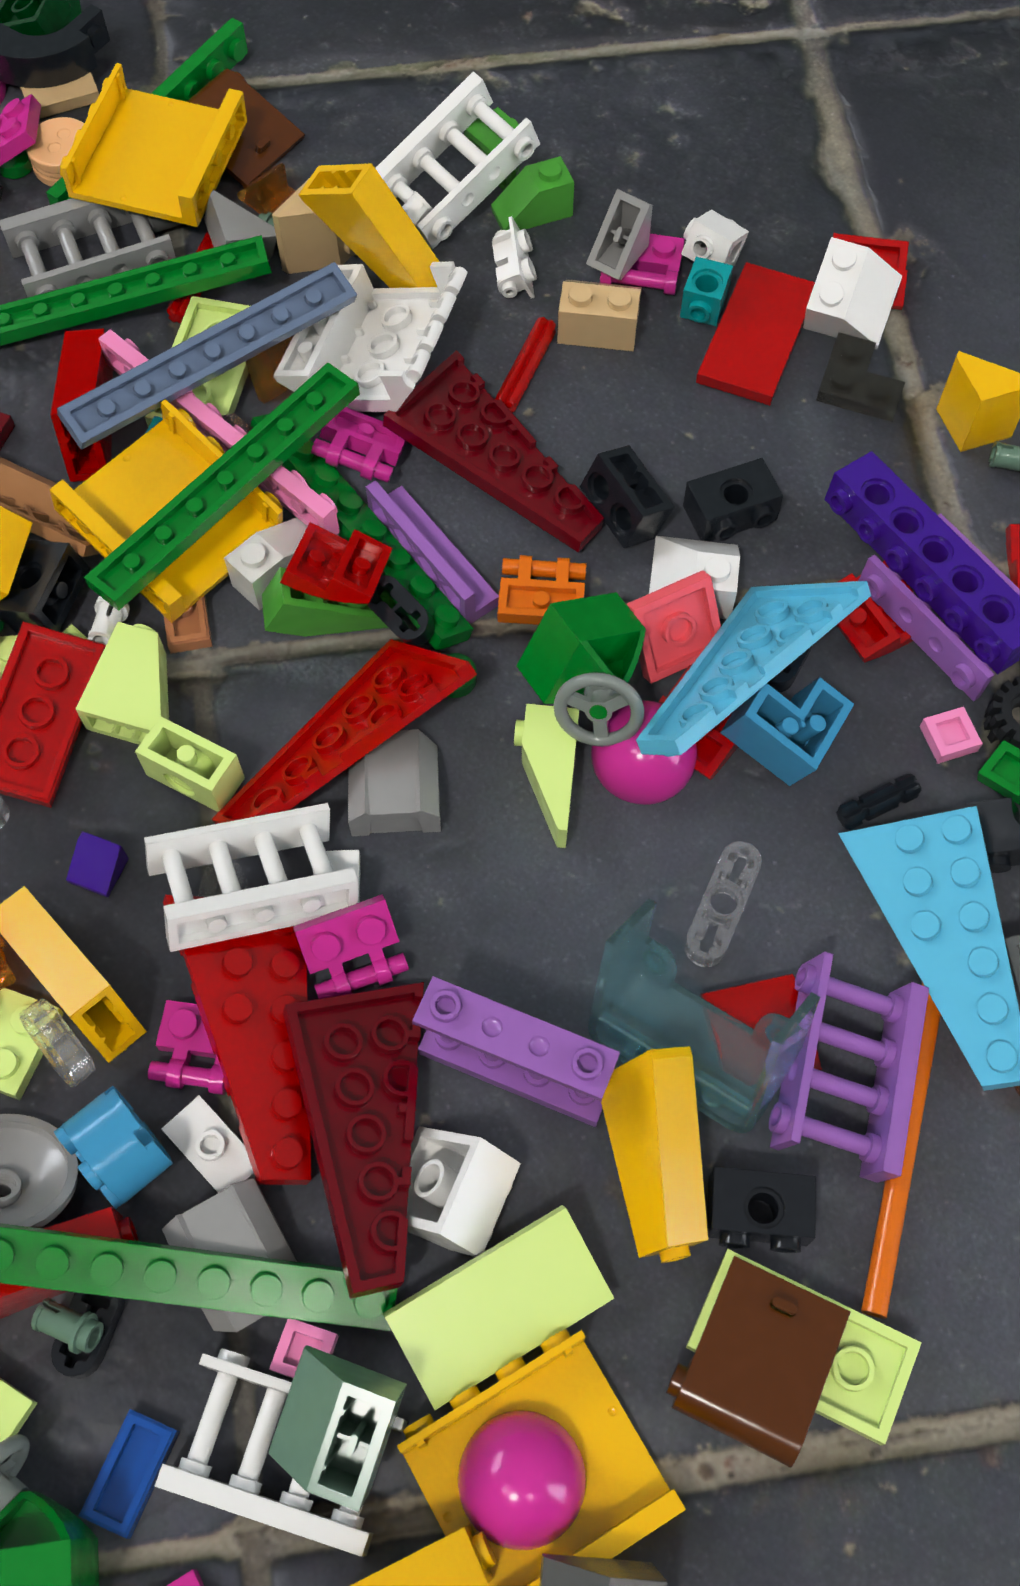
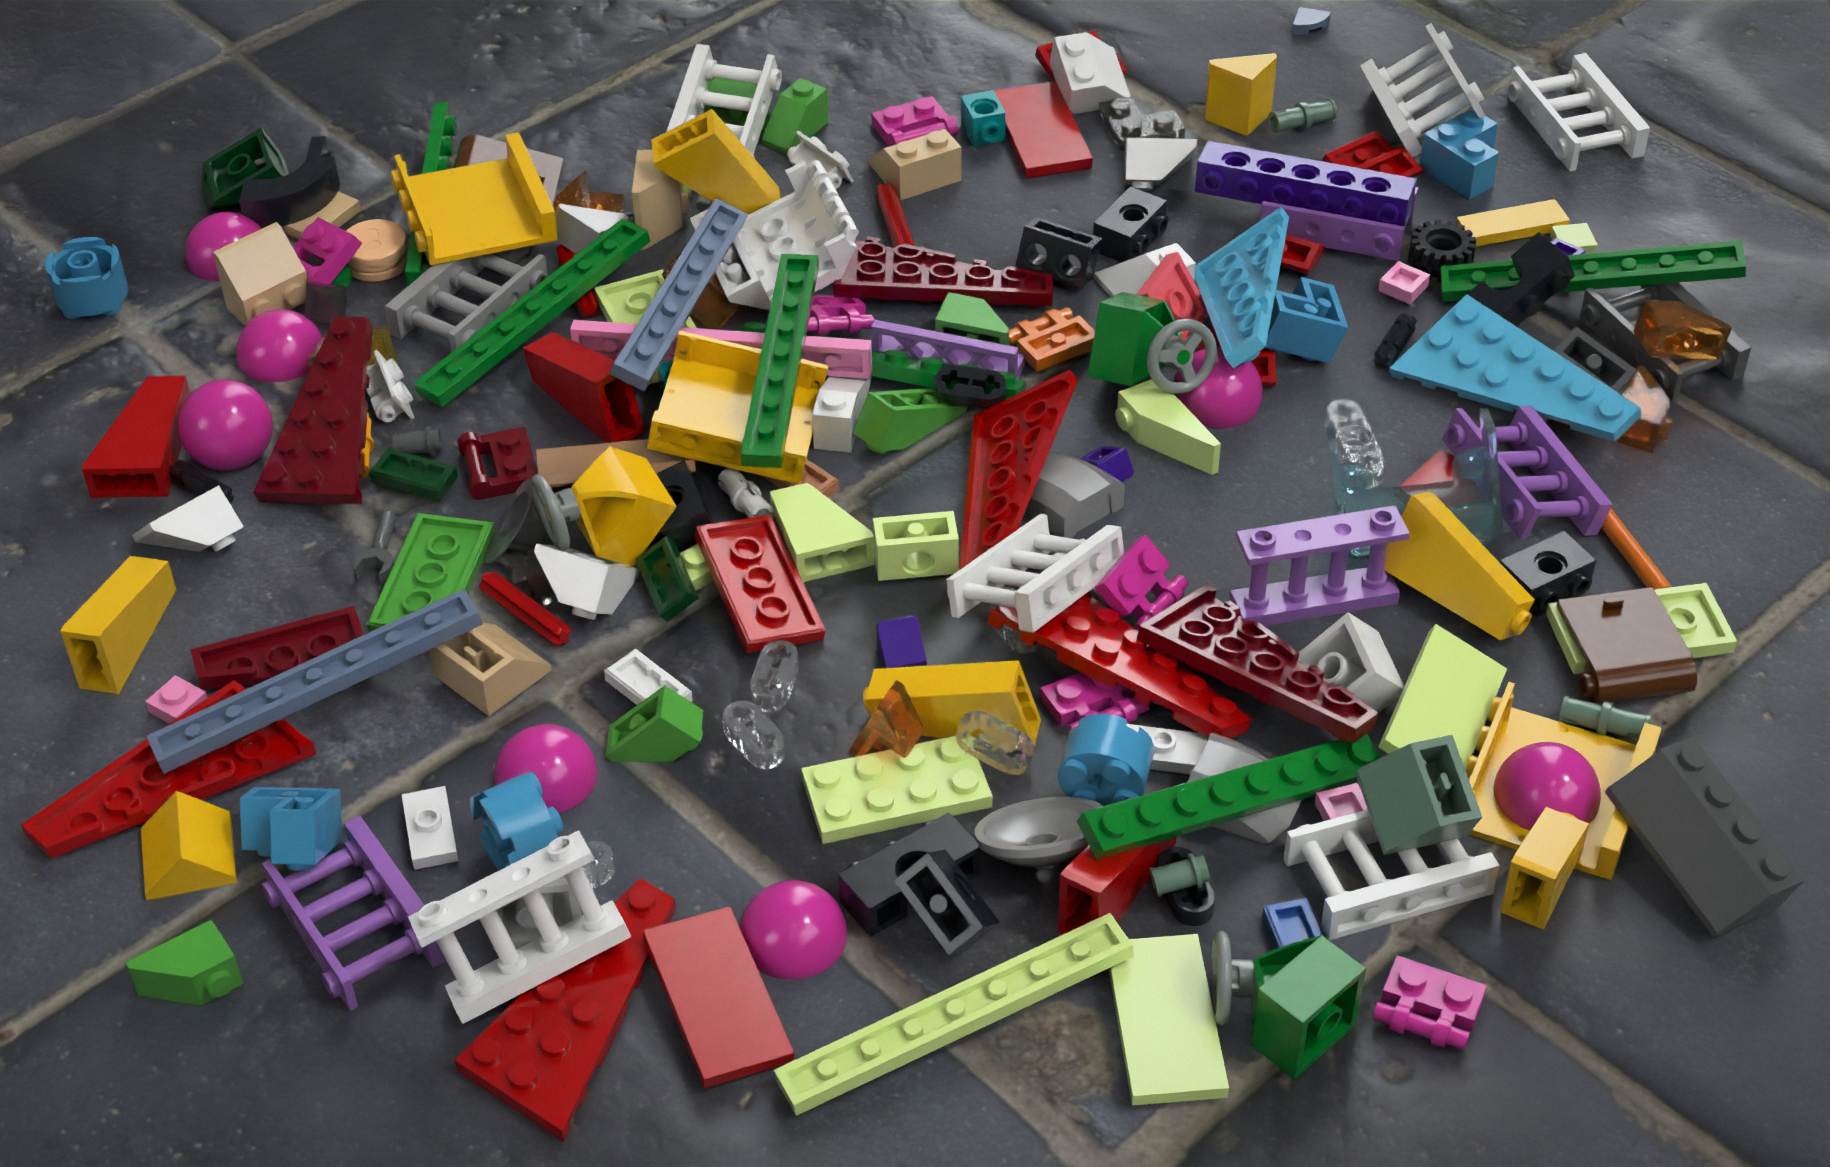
camera: 35 degrees left, 20 degrees down
(337, 567) = (907, 376): red slope -> none
(461, 774) = (1112, 460): none -> dark purple slope
(474, 529) = (971, 319): none -> bright green slope
(622, 235) = (897, 102): light grey slope -> none
(660, 1434) = (1603, 717): none -> sand green pin
(714, 238) = (957, 82): white brick -> none
(822, 434) = (1155, 159): none -> white slope

